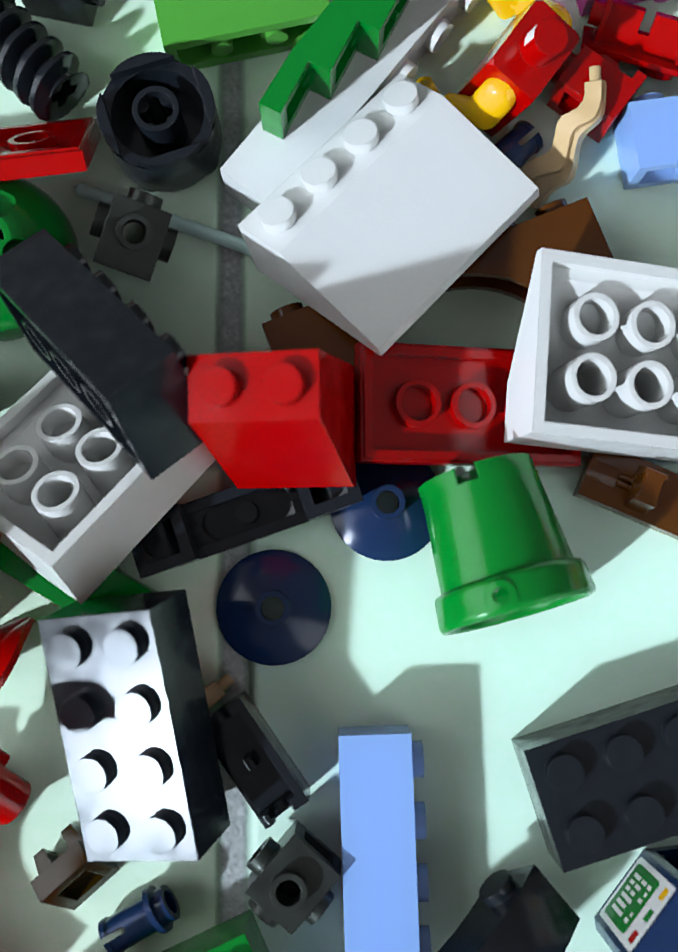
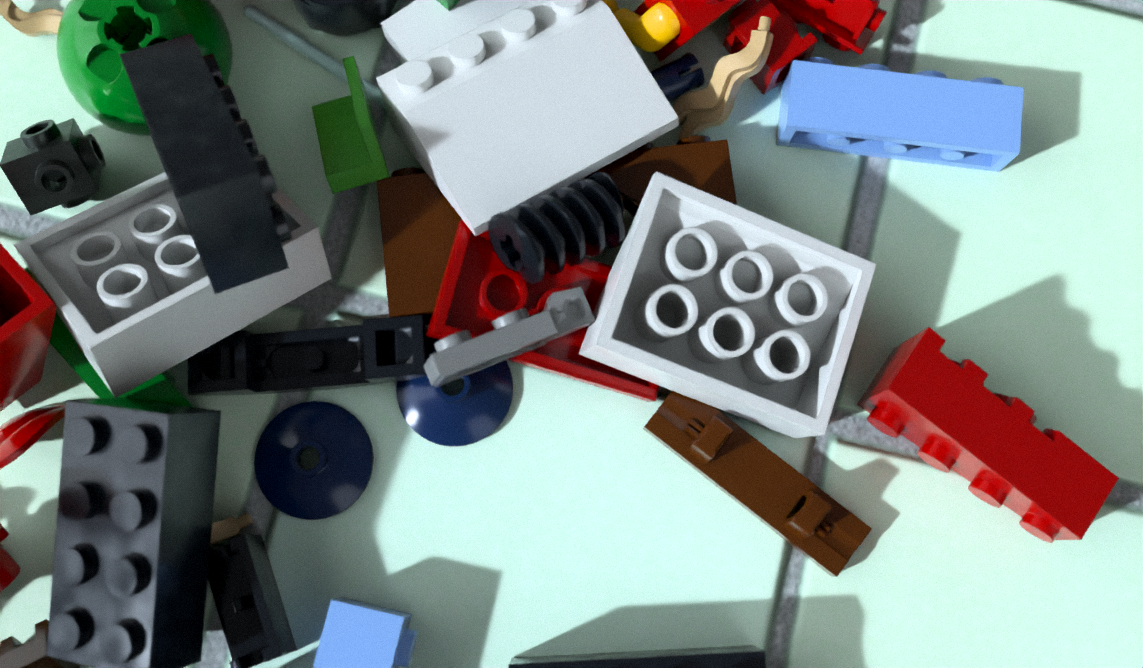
camera: 15 degrees right, 5 degrees down
(116, 251) = (259, 69): pearl dark grey brick -> none
(222, 287) = (350, 136): none -> bright green panel
(276, 416) = (354, 265): red slope -> none
(443, 441) = (512, 335): none -> light grey hinge
(459, 326) = (559, 228): none -> black piece
(498, 546) = (540, 455): green piece -> none

